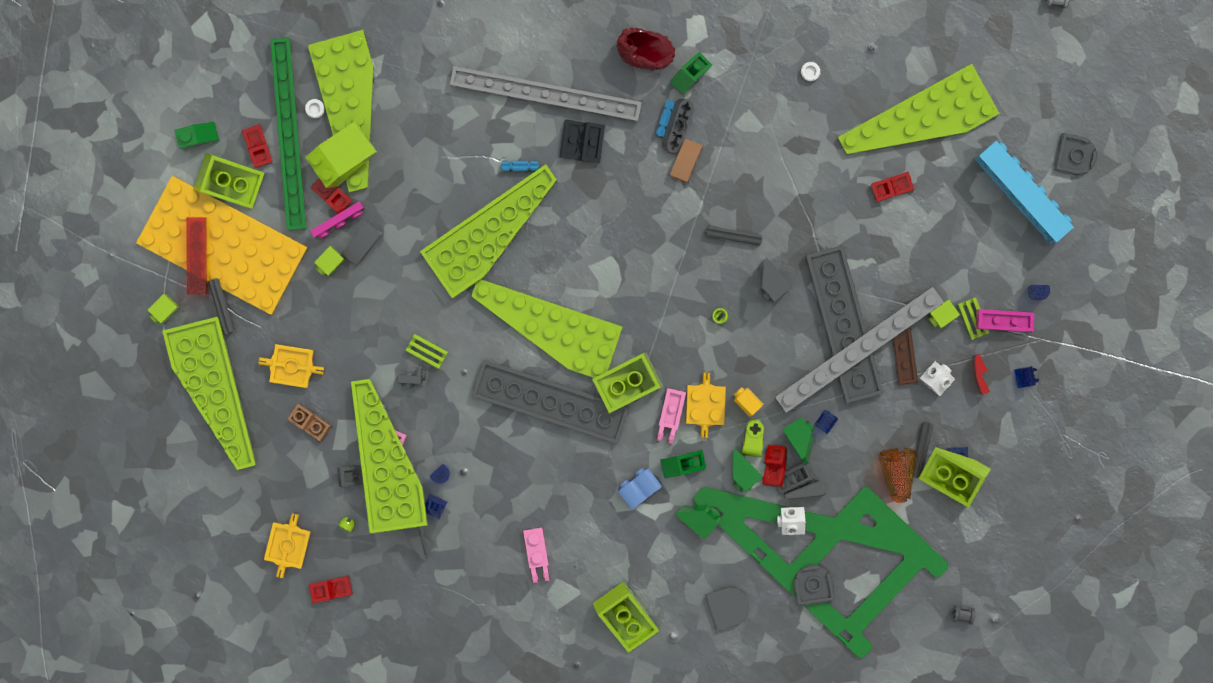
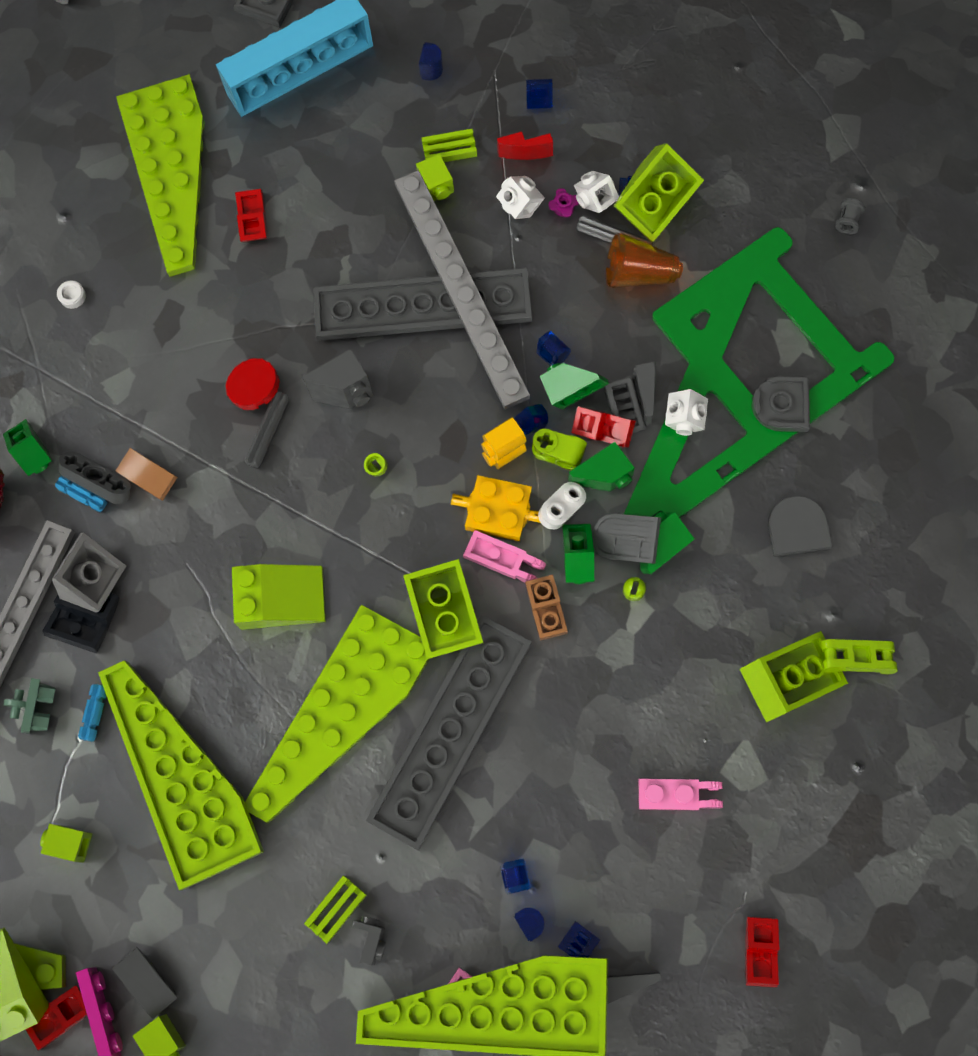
camera: 75 degrees left, 15 degrees down
(435, 171) = (65, 843): none -> lime brick
(450, 619) = (762, 952): none -> red slope
(467, 459) = (515, 876): none -> clear blue brick
(507, 127) = (31, 720): none -> sand green hips
(608, 142) = (87, 574): none -> light grey slope
(618, 271) = (277, 595): none -> lime slope
(639, 488) = (603, 620): medium blue brick -> none
(642, 449) = (546, 607): none -> medium nougat slope
(645, 657) = (859, 656): none -> lime plate
(666, 500) = (628, 585): none -> lime hinge
(697, 494) = (627, 537): none -> dark grey window
(715, 448) = (563, 503): none -> white plate
(763, 218) = (252, 384): none -> red tile
(769, 416) = (532, 419): none -> clear blue brick
(905, 358) = (486, 237): reddish brown tile -> none
(939, 404) = (560, 209): none -> magenta plate
(950, 432) = (596, 191): none -> white brick
(1005, 320) = (459, 105): dark pink plate -> none

